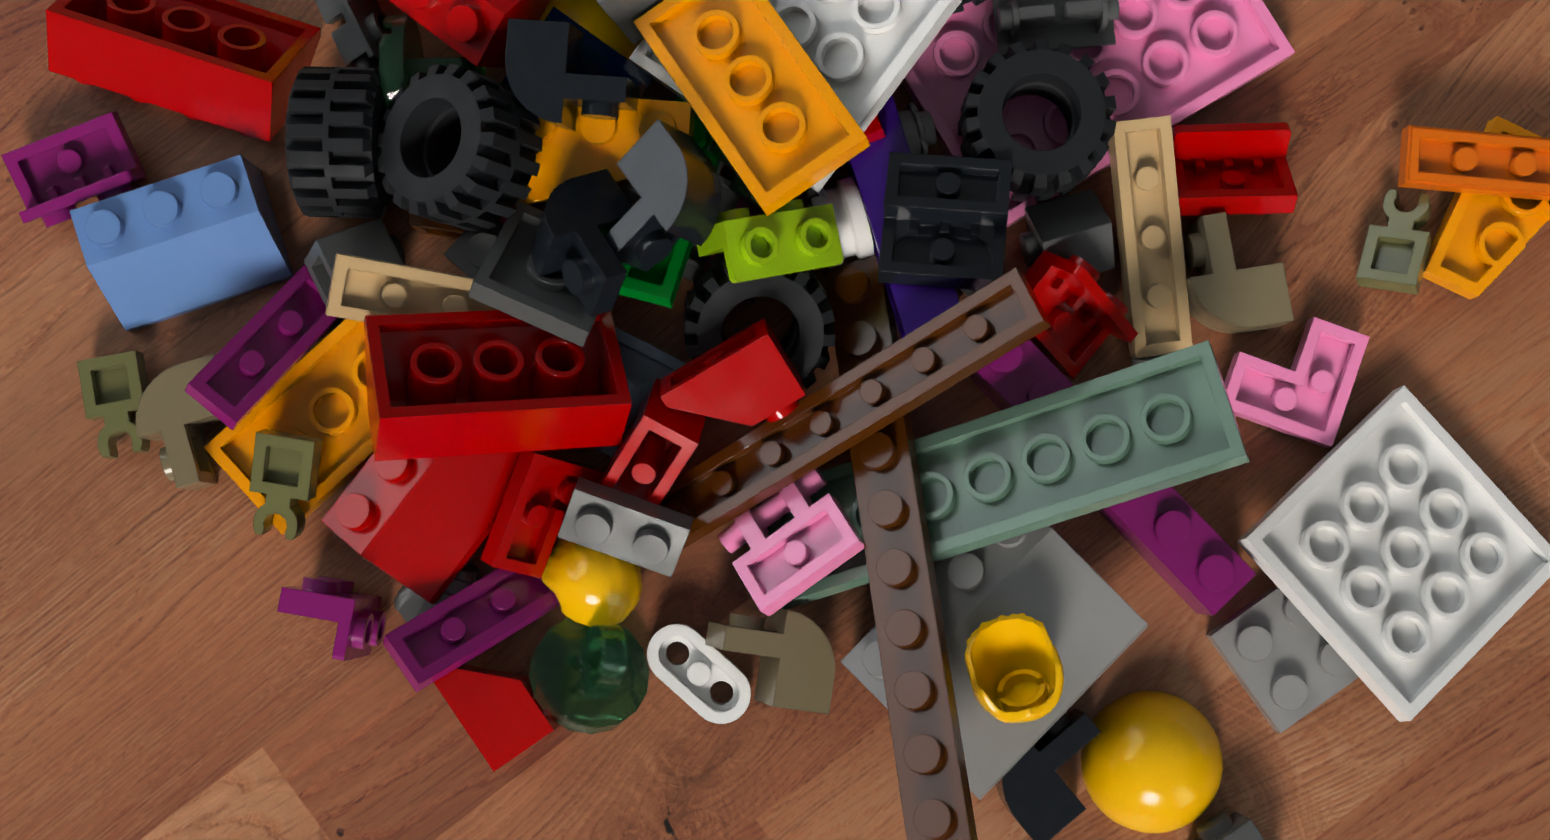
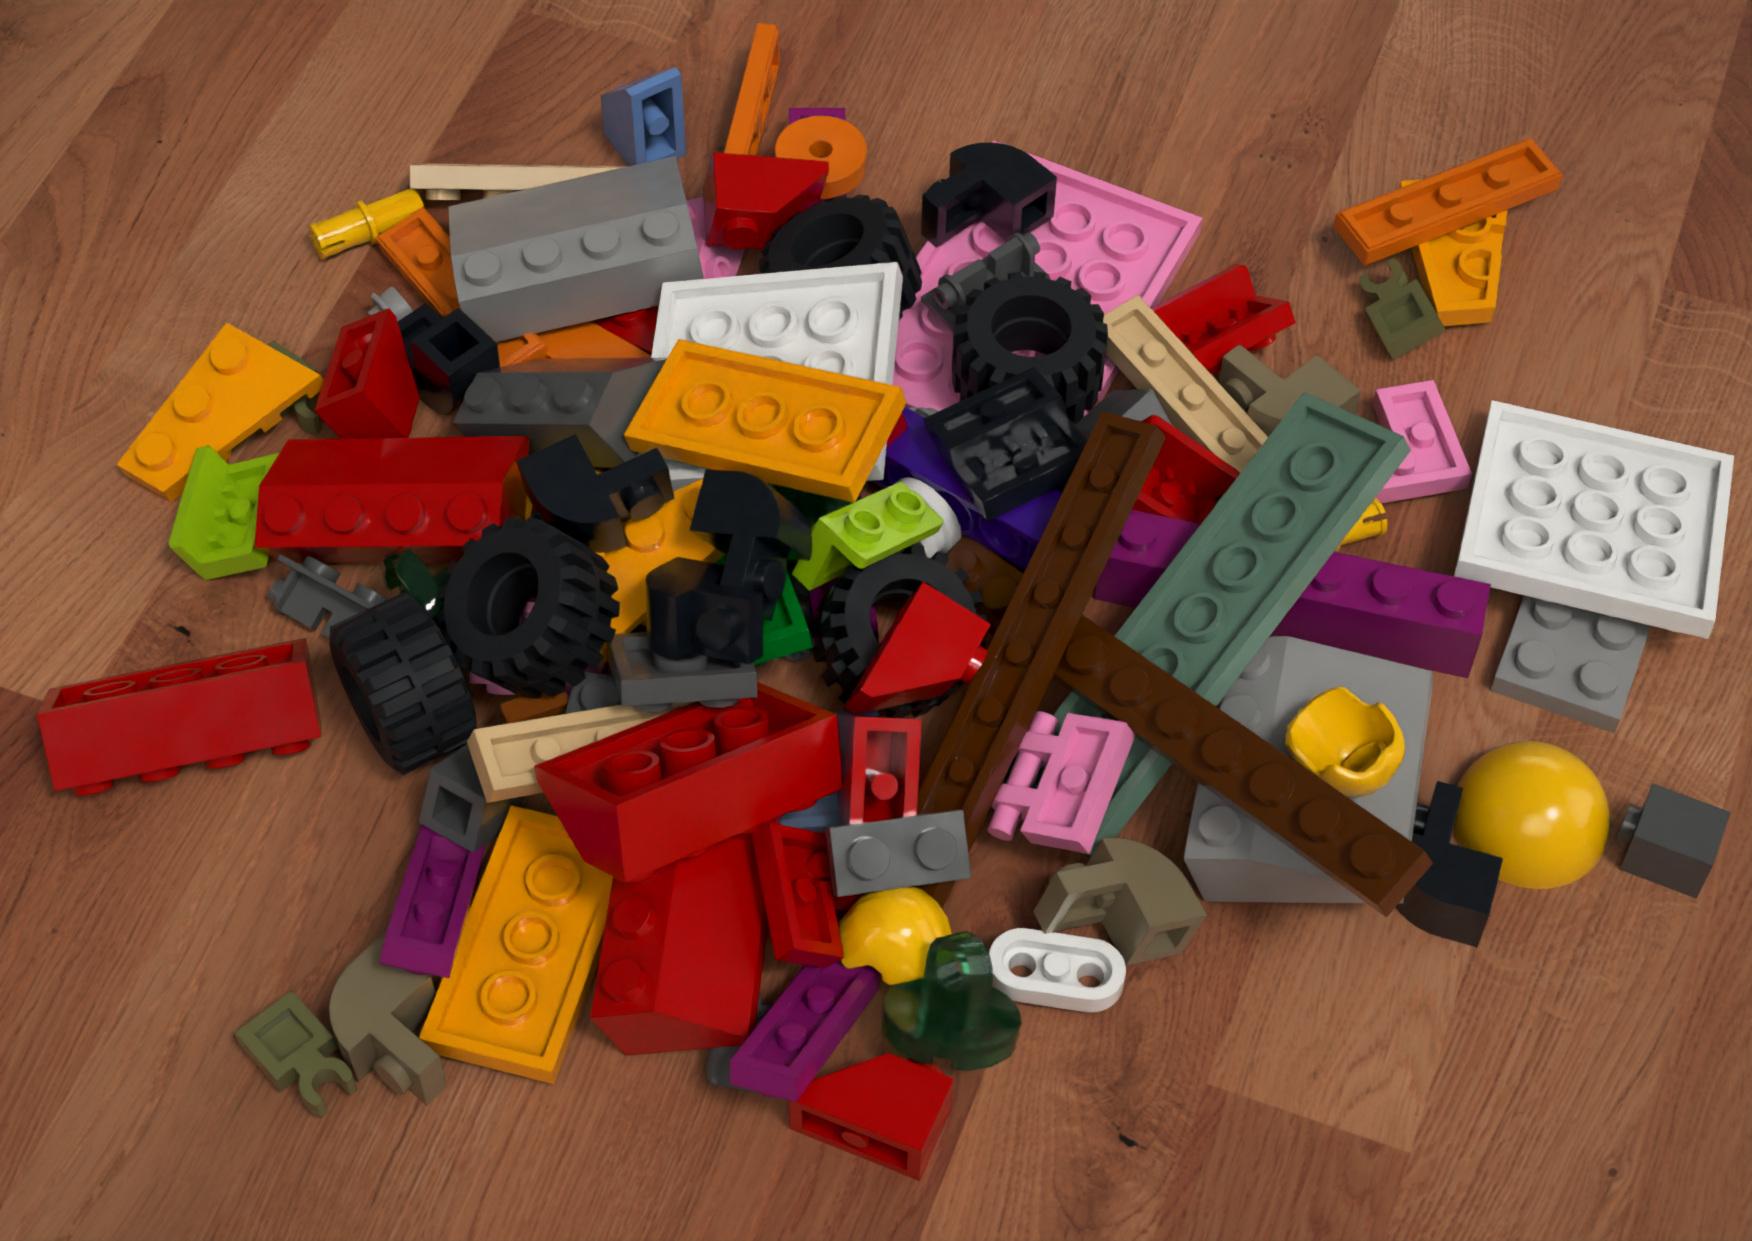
camera: 30 degrees left, 30 degrees down
(74, 167) = (127, 867): magenta bracket -> none
(183, 242) = (283, 872): medium blue slope -> none
(284, 470) = (523, 999): olive plate -> none
(333, 599) = (658, 1090): magenta bracket -> none

